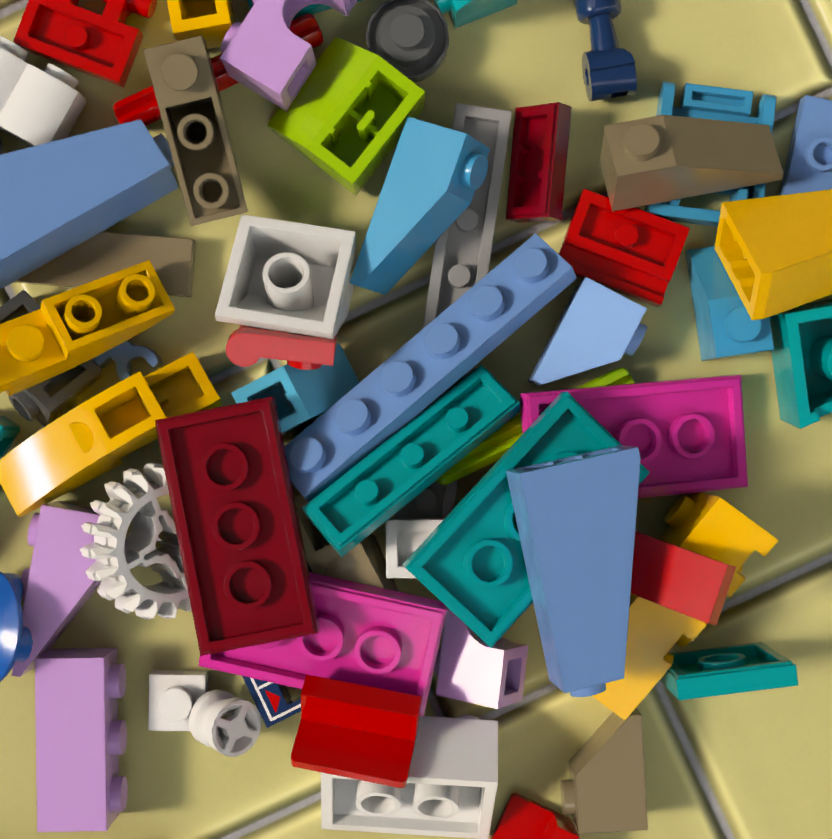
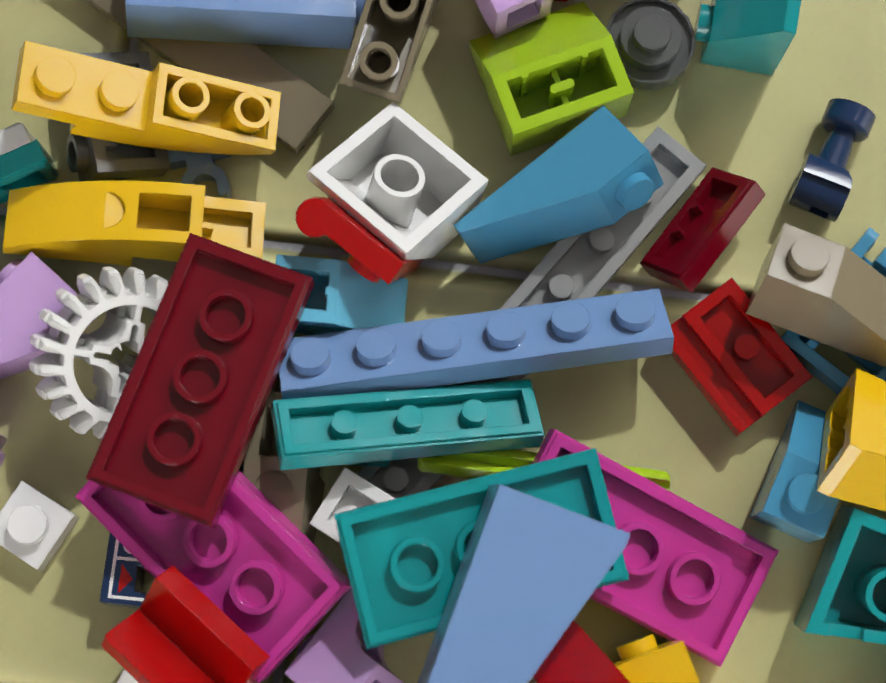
camera: 30 degrees right, 10 degrees down
(230, 735) = (74, 583): white wheel -> none
(590, 333) = (653, 419): light blue slope -> none

